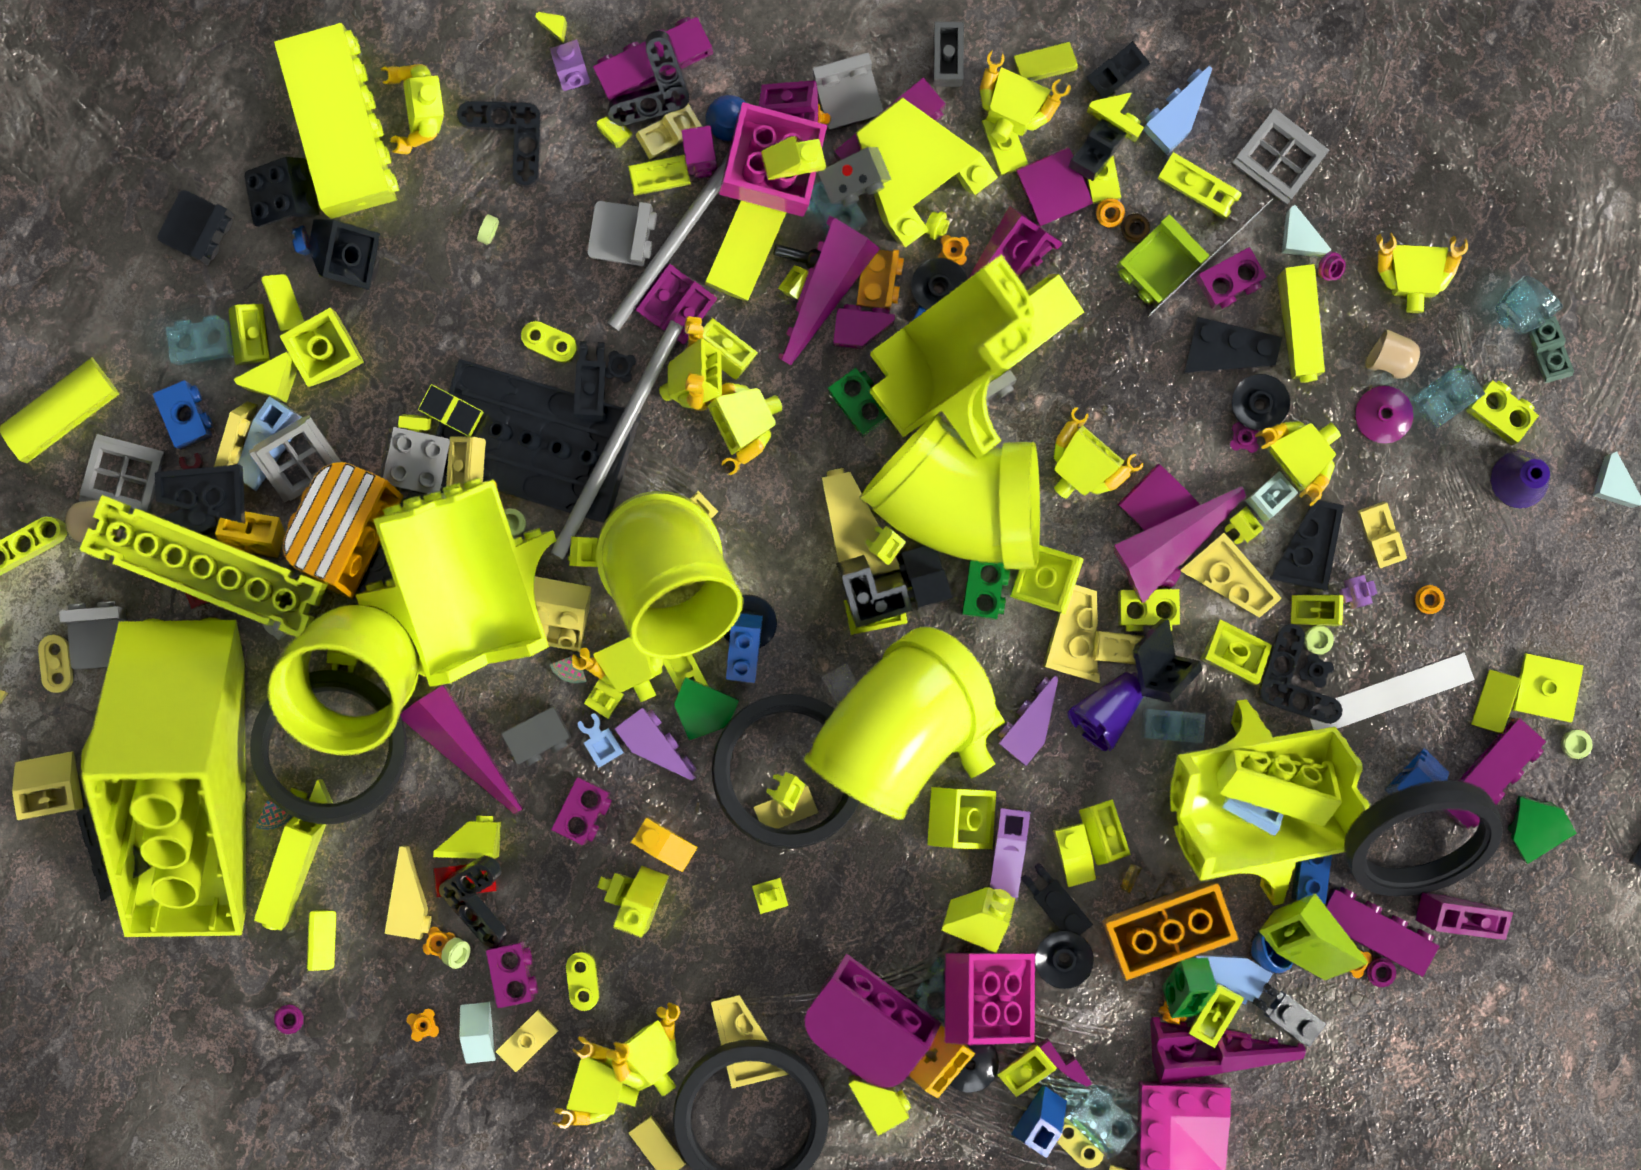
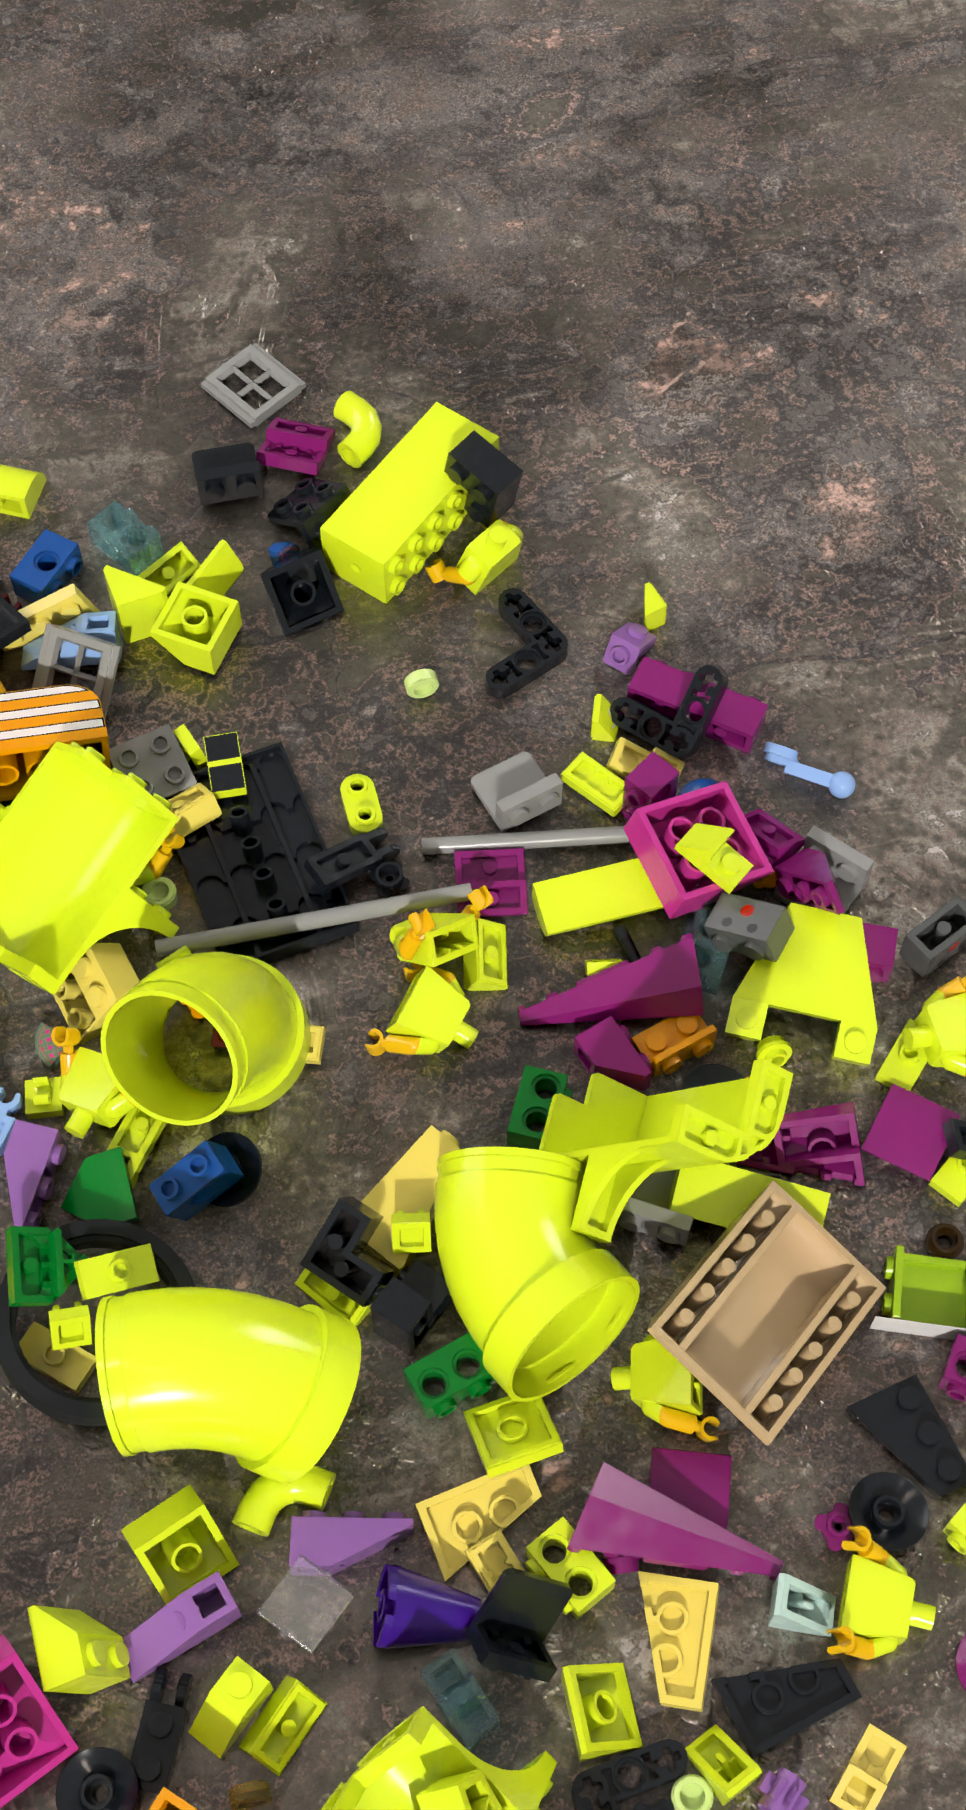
camera: 45 degrees right, 25 degrees down
(122, 122) = (235, 403): none -> light grey piece
(209, 160) = (295, 446): none -> magenta slope
(237, 100) = (364, 426): none -> neon yellow cylinder
(370, 62) = (486, 475): none -> black brick
(736, 782) = (38, 1265): none -> green slope
(737, 36) = (839, 784): none -> light blue piece
(773, 739) = (116, 1271): none -> neon yellow plate
(852, 105) = (809, 881): none -> magenta slope
(1052, 771) = (306, 1603): none -> clear piece
(1102, 379) = (766, 1311): none -> tan slope
(1116, 219) = (942, 1194): light orange plate -> none
(1246, 525) = (747, 1602): neon yellow tile -> none

